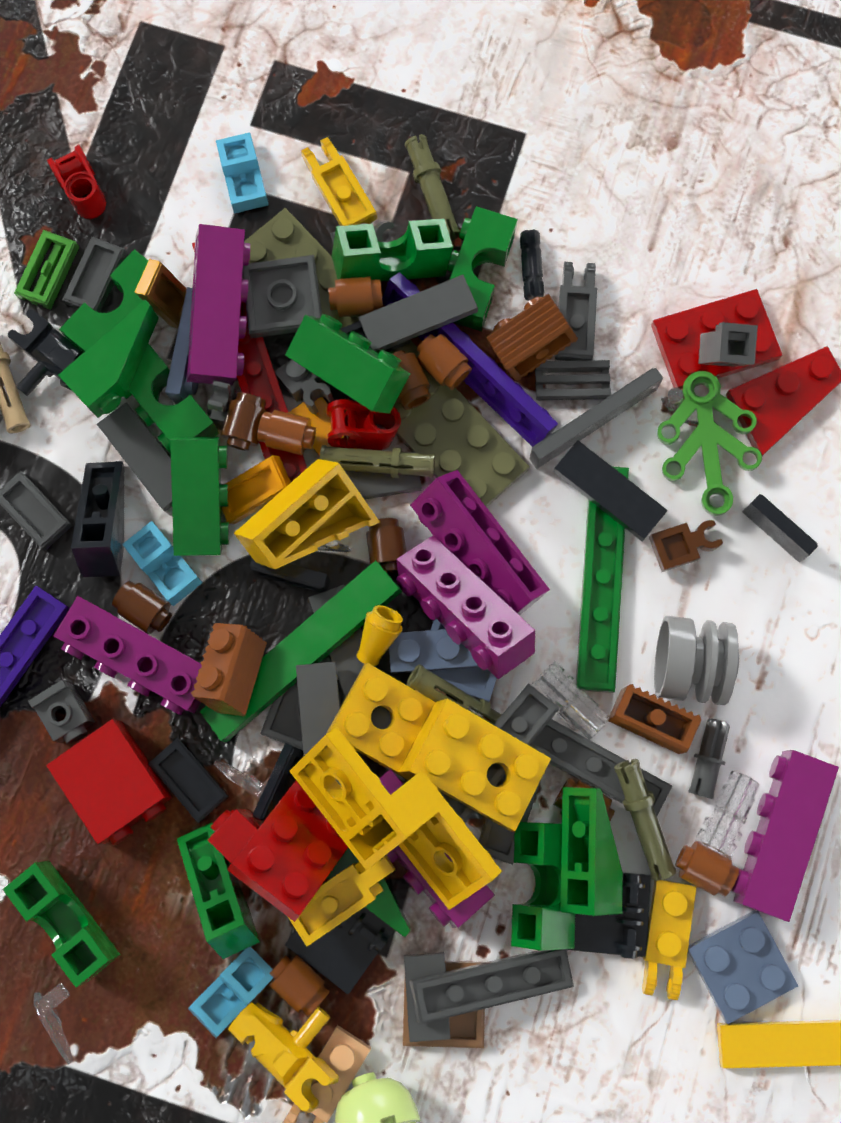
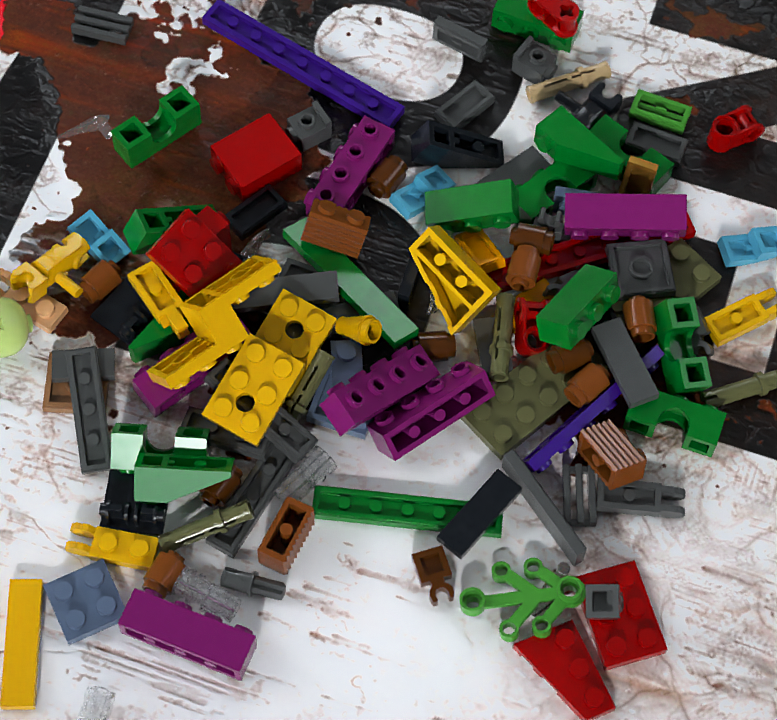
camera: 85 degrees right, 15 degrees down
(531, 264) = (681, 465): black axle -> none
(705, 660) = (333, 566): light grey wheel -> none
(780, 528) = (447, 651): black tile -> none

